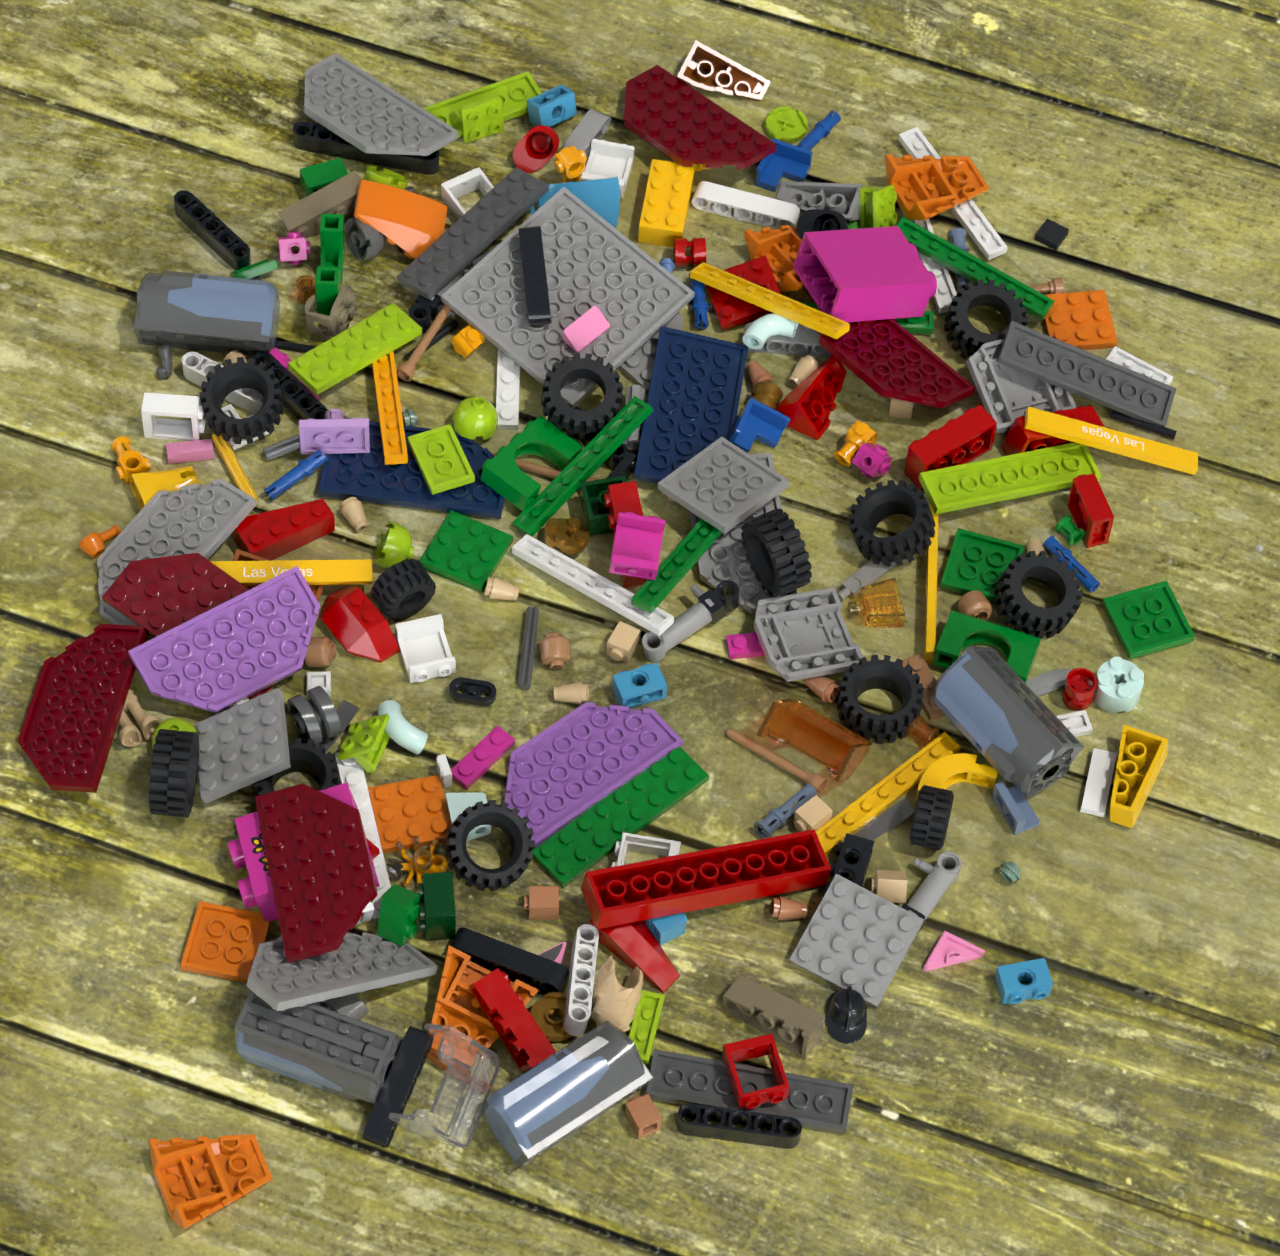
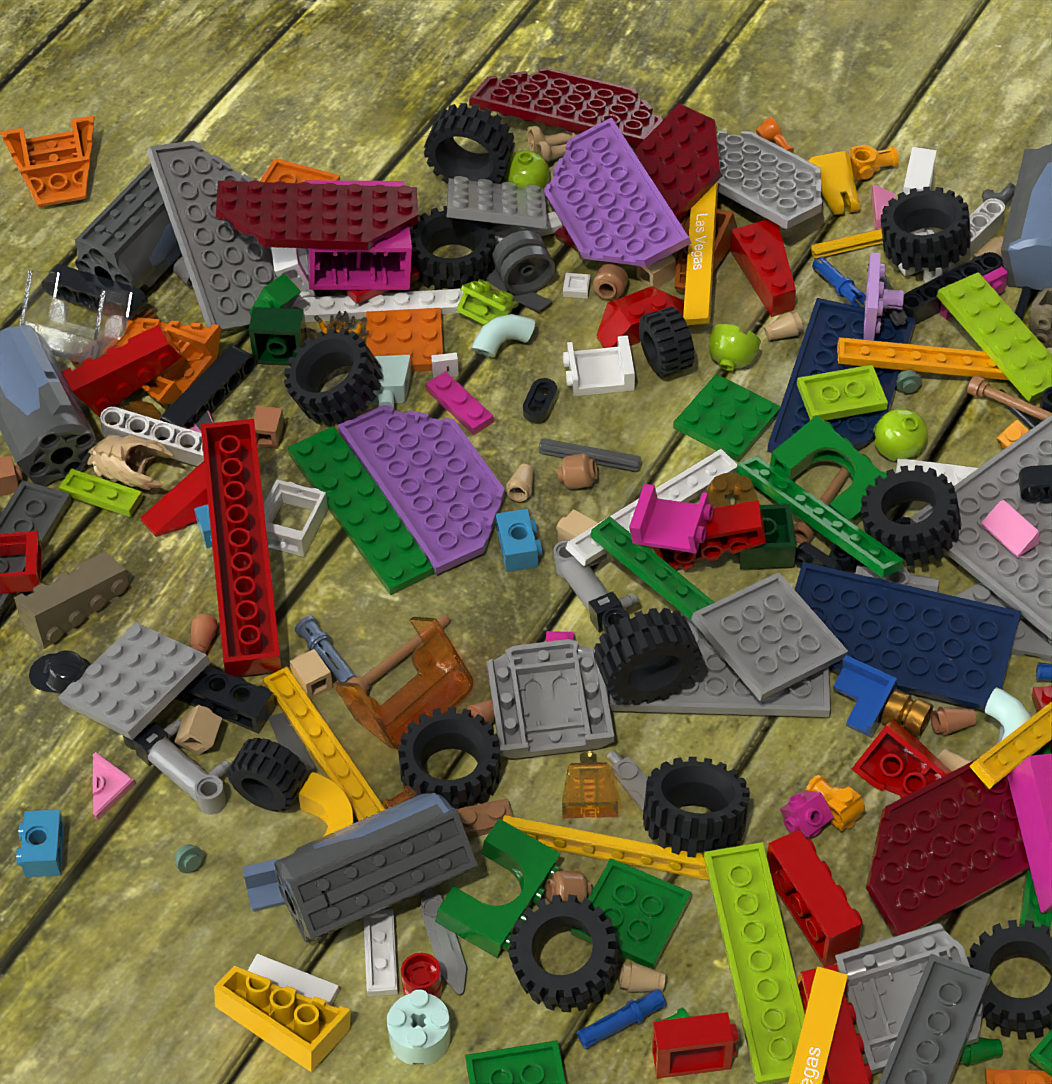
camera: 105 degrees right, 5 degrees down
(500, 589) = (667, 436): tan cone -> none

